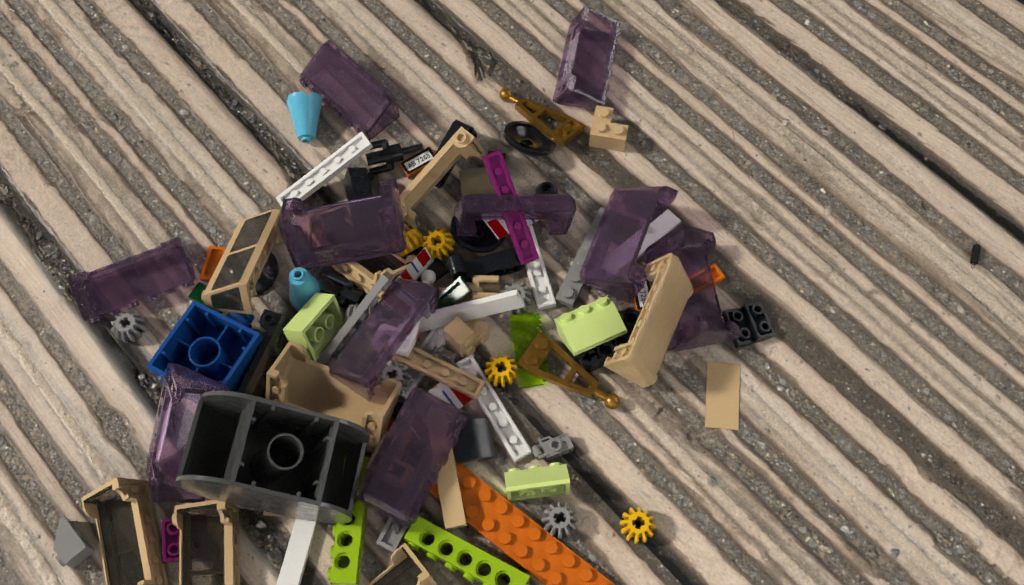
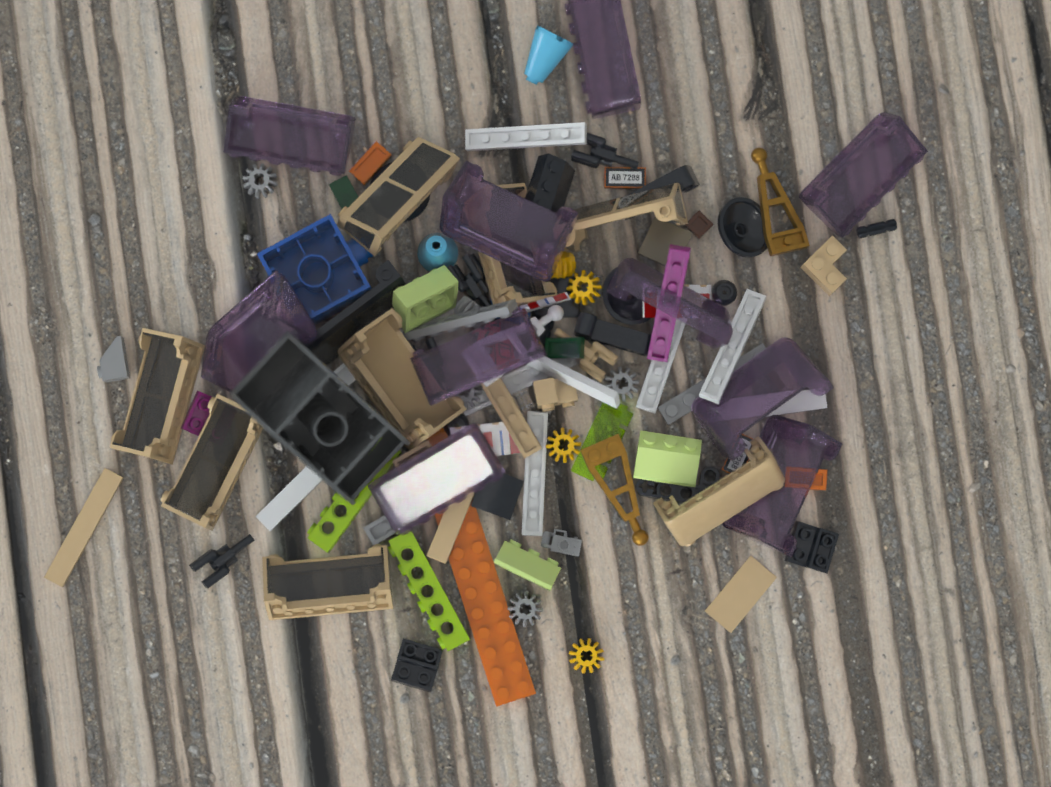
camera: 30 degrees right, 20 degrees up
(581, 221) = (729, 355): none -> white plate
(623, 90) = (876, 228): none -> black axle

